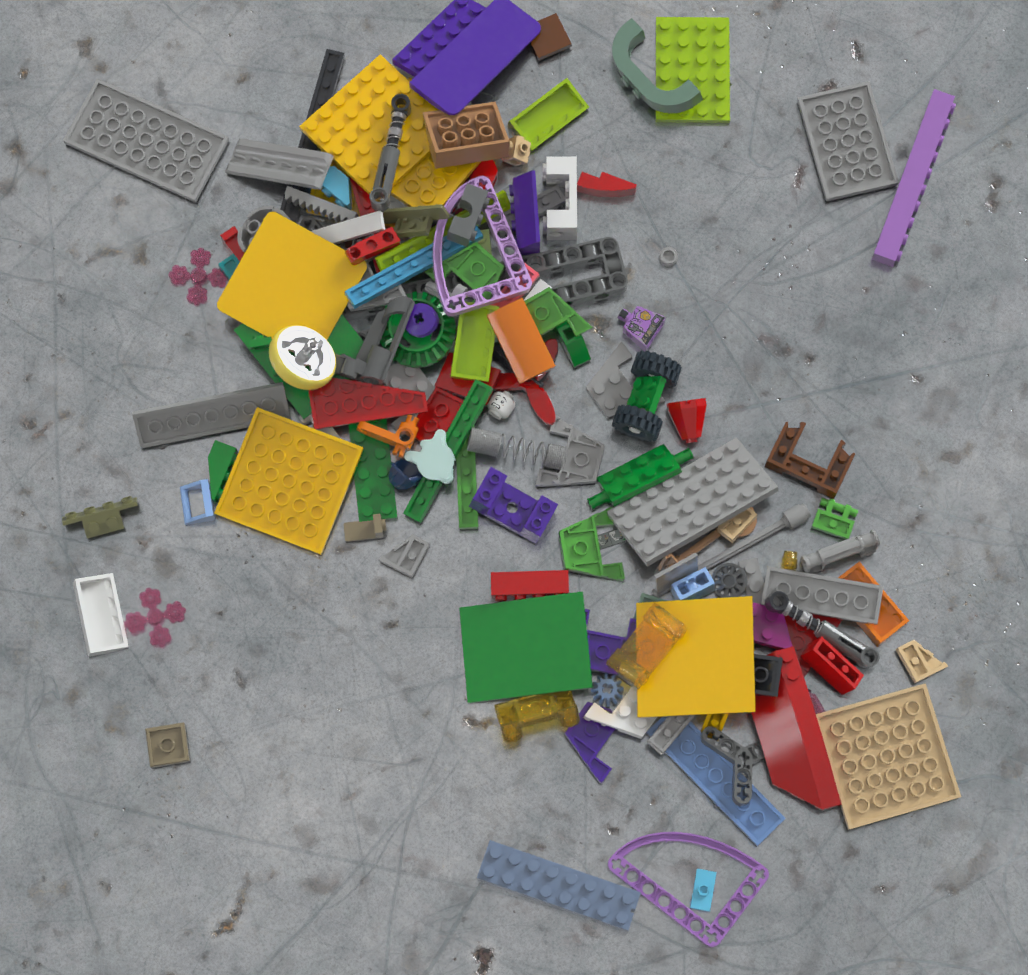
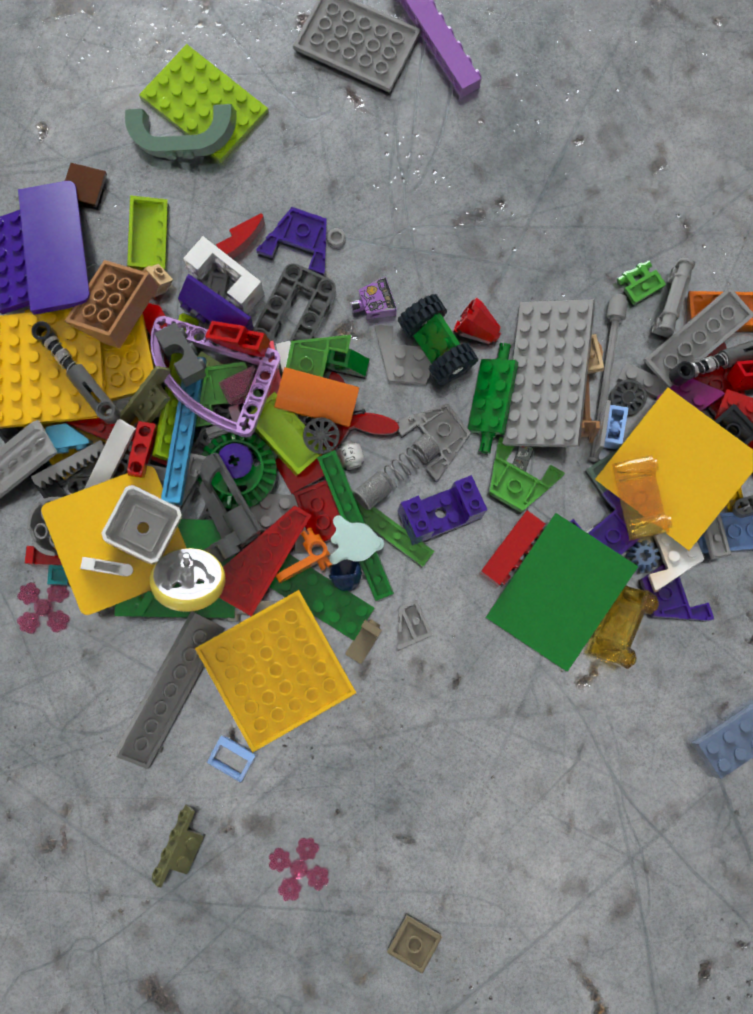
camera: 55 degrees left, 5 degrees up
(100, 614) = (260, 913): white slope -> none
(220, 464) = (213, 713): green slope -> none
(264, 293) = (106, 567): none -> white piece
(309, 276) = (137, 507): none -> white plate
(478, 276) = (237, 386): none -> clear pink slope
(494, 368) = (321, 435): none -> dark grey wheel
(516, 246) = (238, 338): none -> red slope
(650, 226) = (301, 231): none -> dark purple wing
(789, 560) = (647, 340): clear yellow hose -> none
(826, 480) = (607, 264): reddish brown wedge -> none

